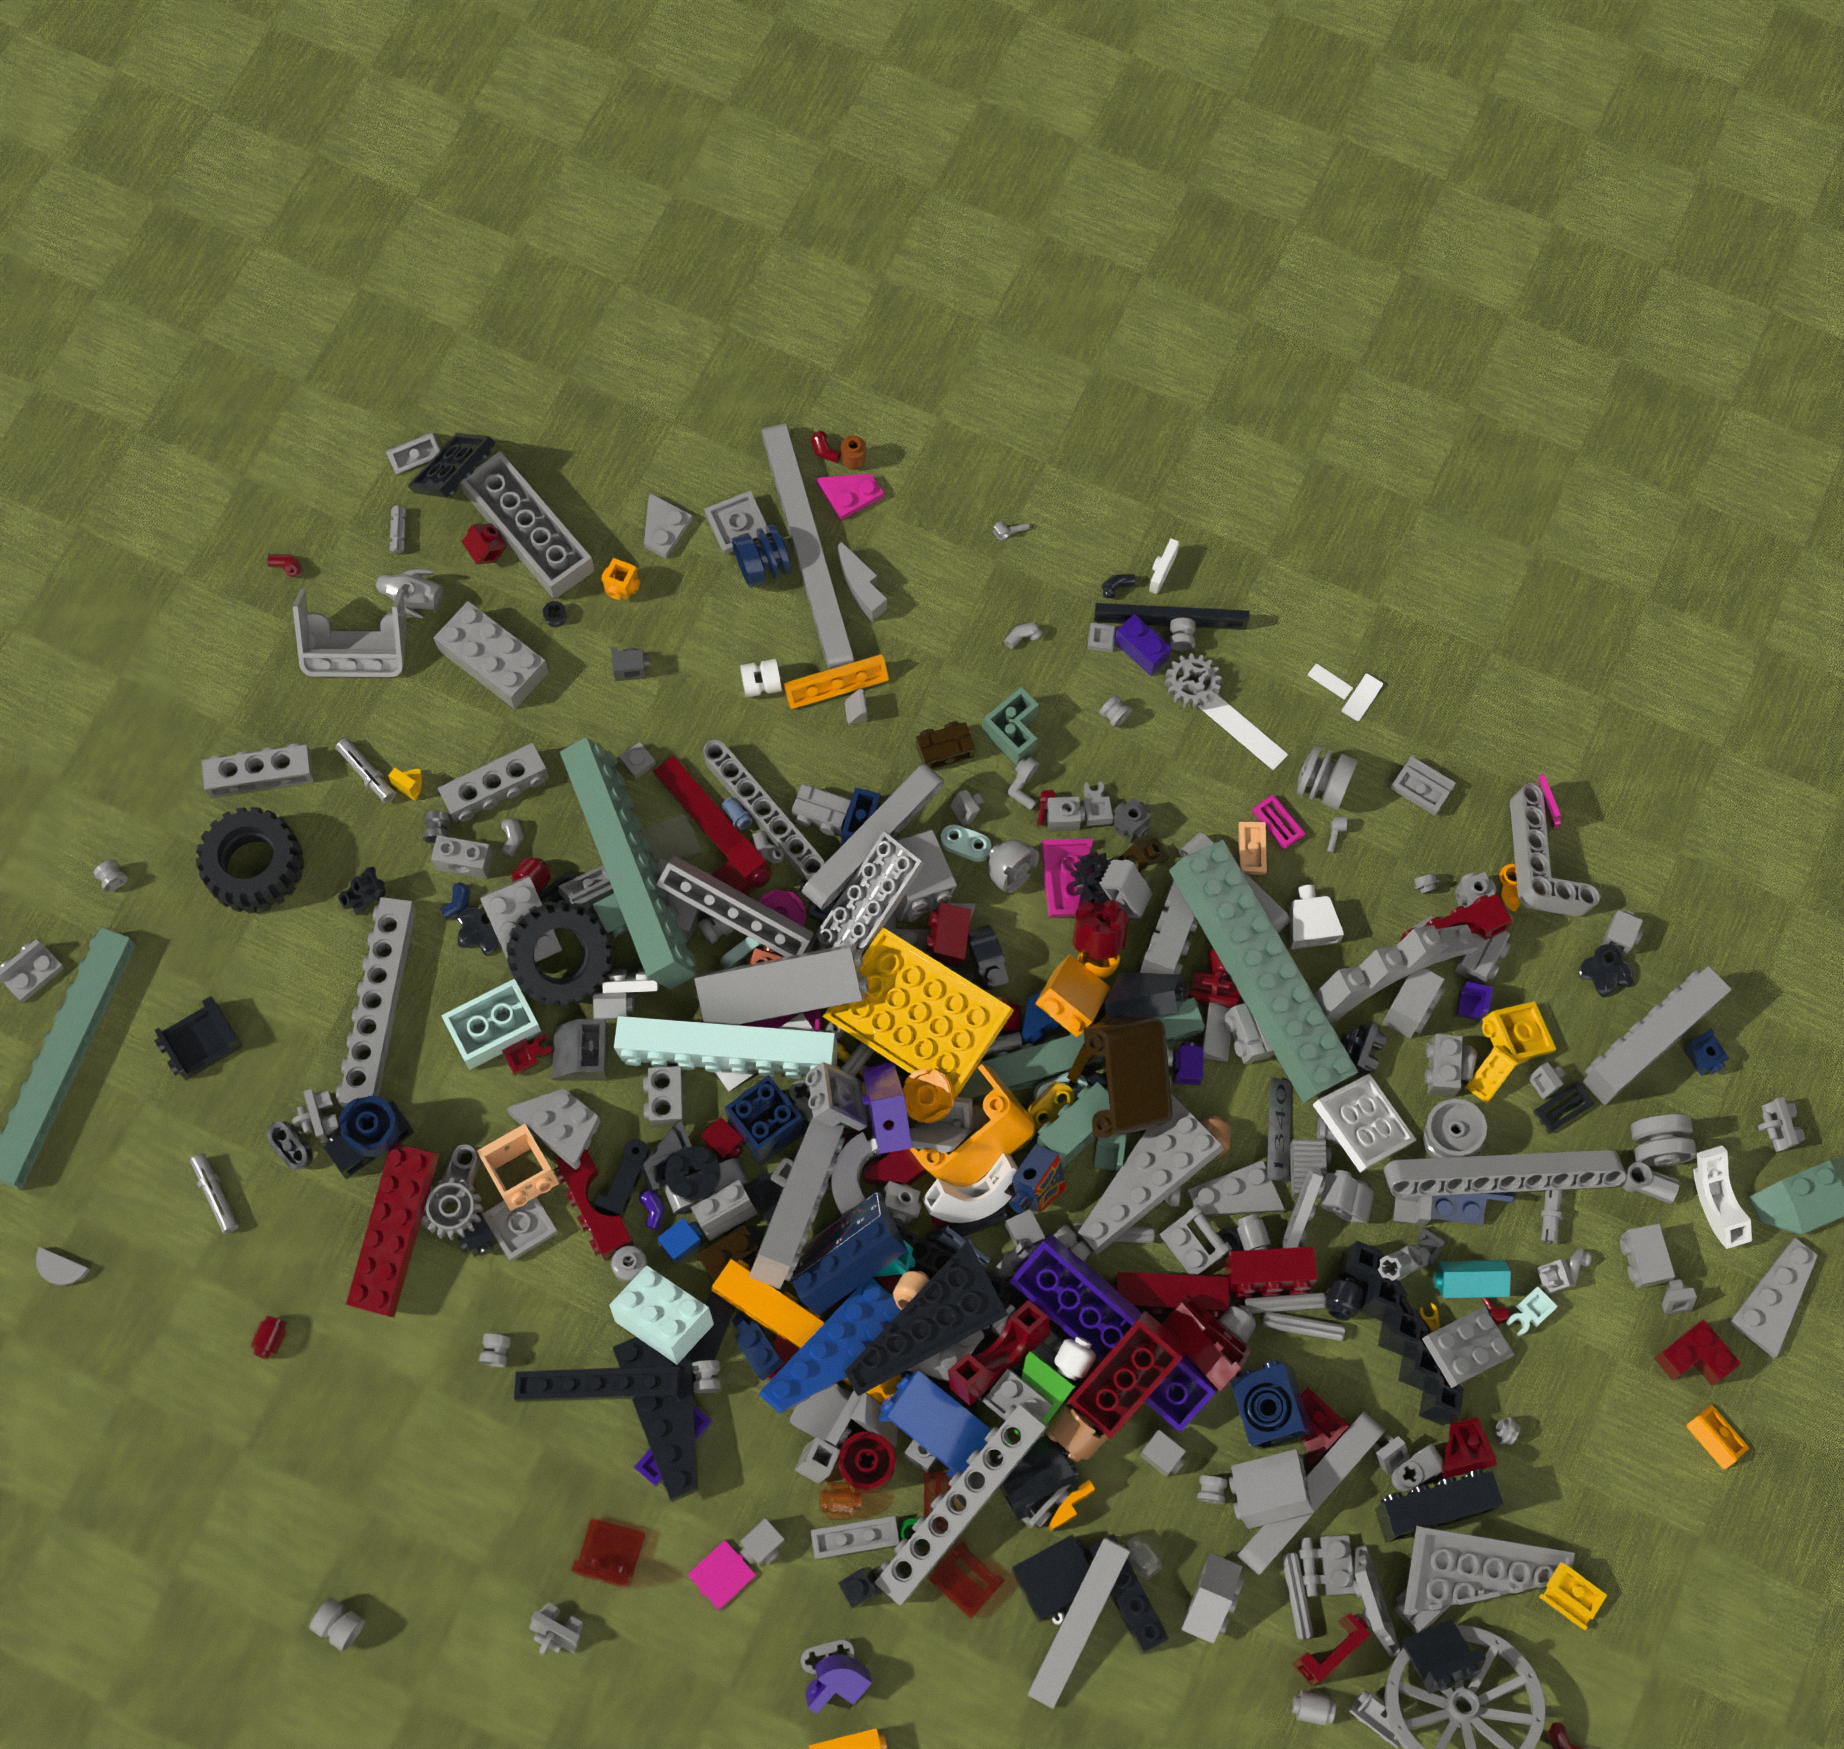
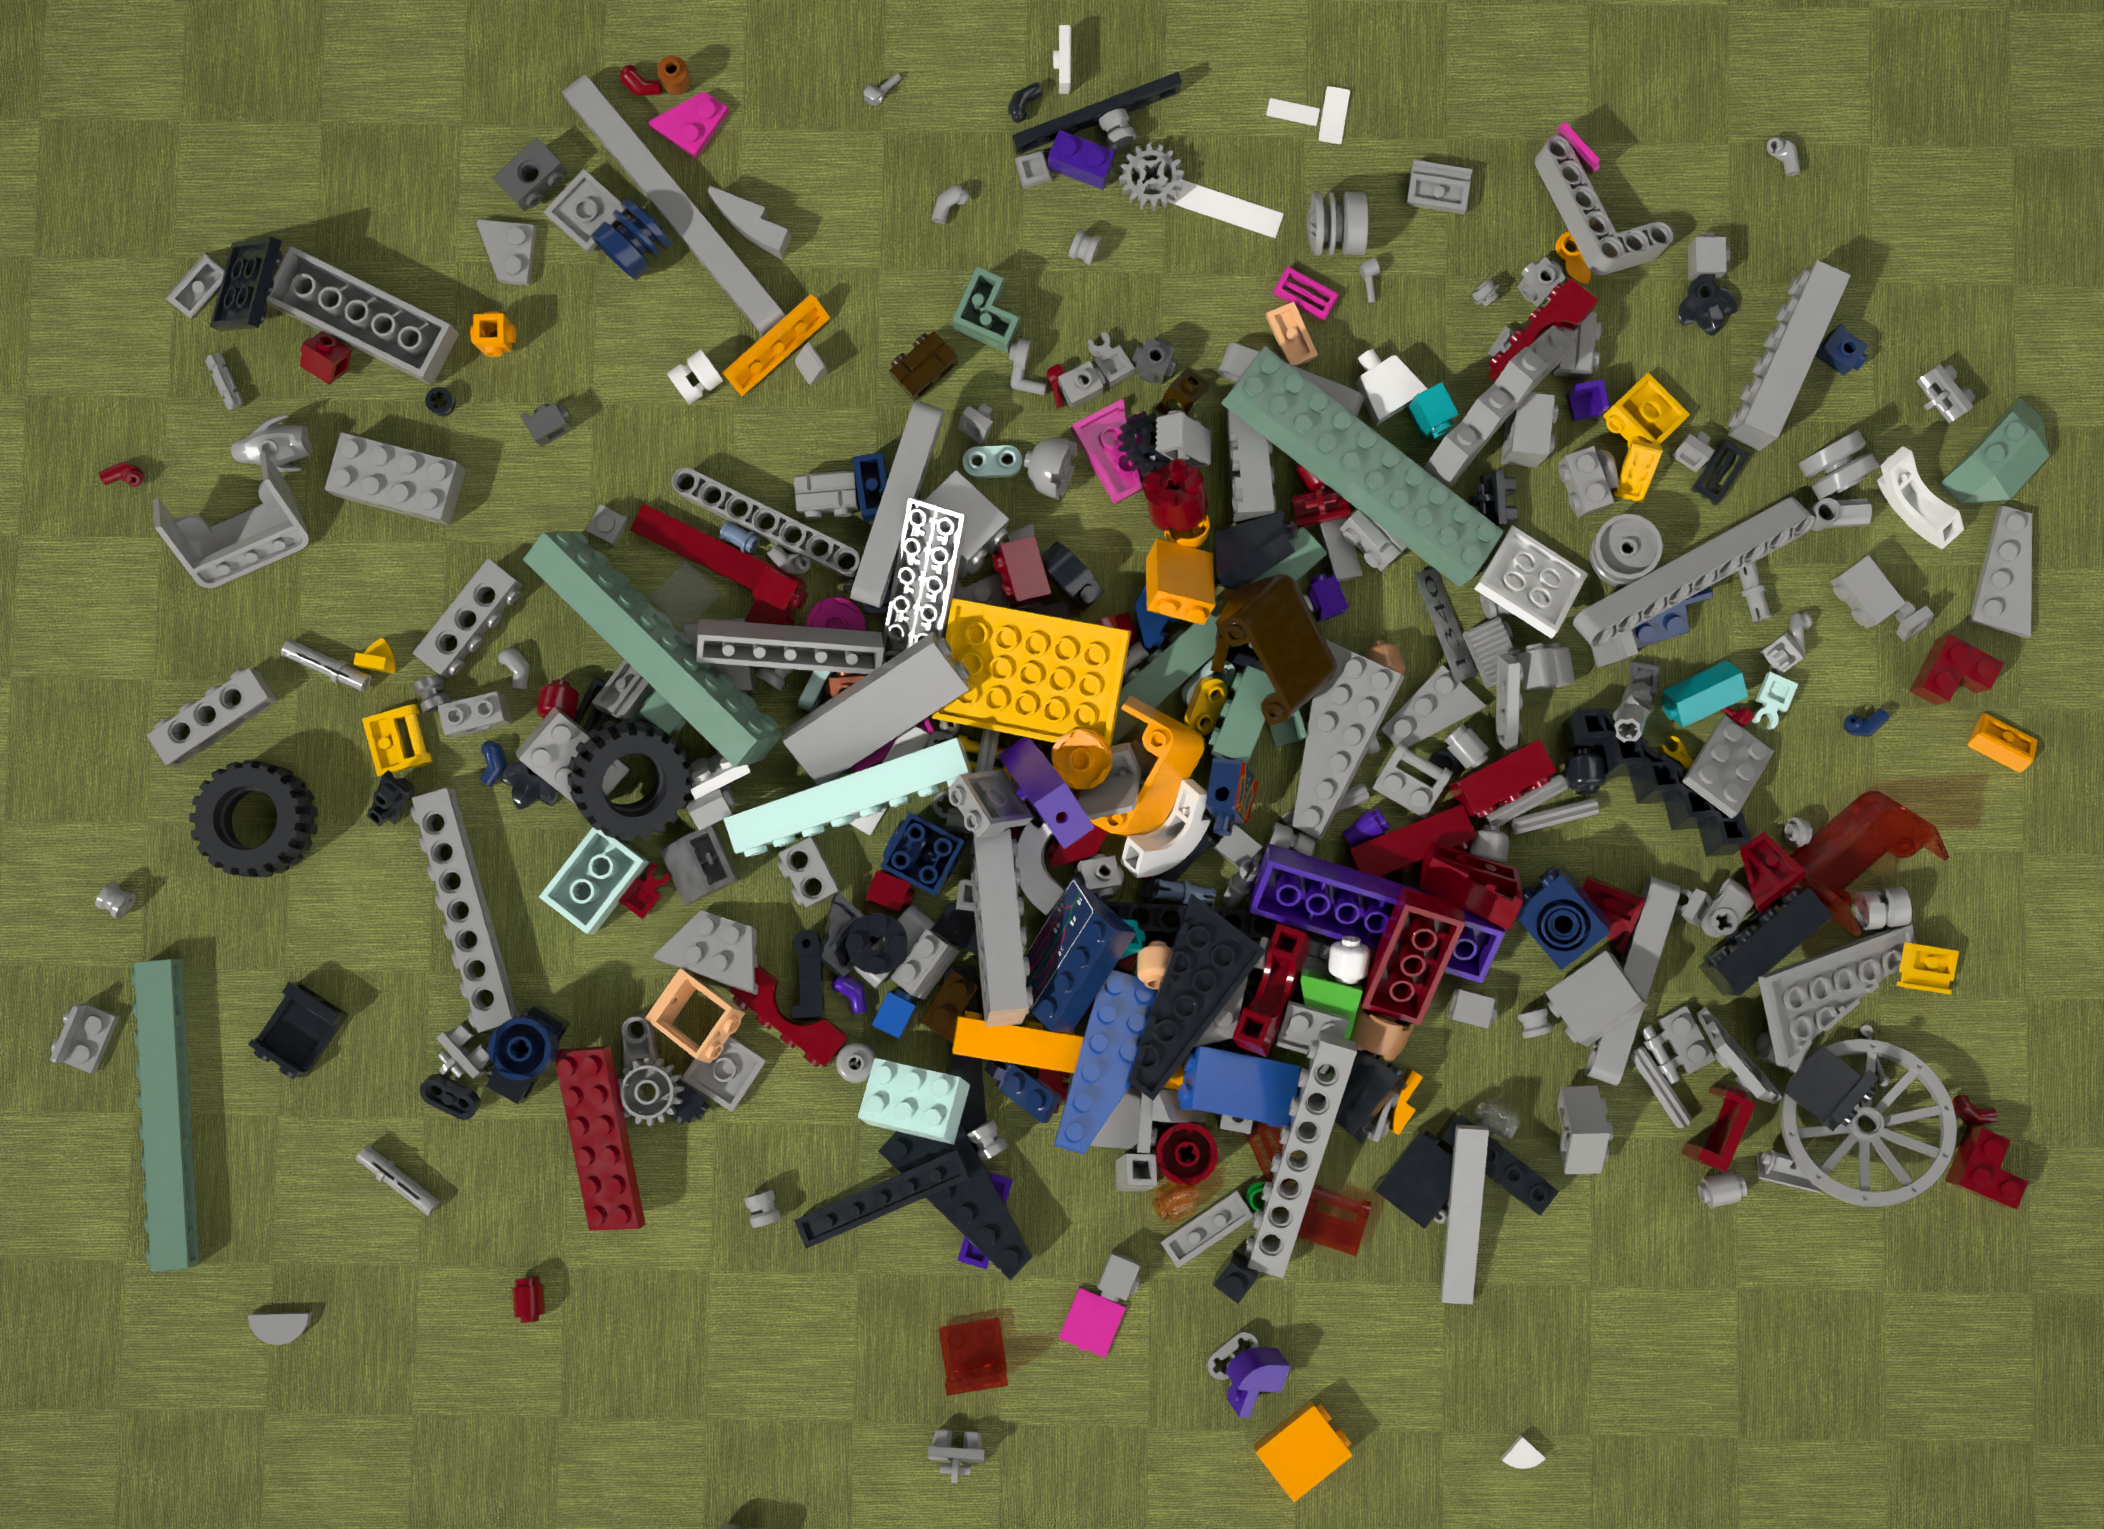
camera: 20 degrees left, 15 degrees up
(382, 849) = (387, 744): none -> yellow plate
(714, 467) = (531, 159): none -> dark grey brick
(1141, 1263) = (1367, 827): none -> dark purple cone
(1339, 951) = (1432, 412): none -> teal brick
(1496, 1679) = (1884, 1080): none -> light grey hinge
(1553, 1464) = (1855, 842): none -> clear red windscreen
(1554, 1527) = (1888, 908): none -> light grey wheel
(1602, 1369) = (1865, 726): none -> dark blue arm
(1722, 878) = (1785, 152): none -> light grey arm

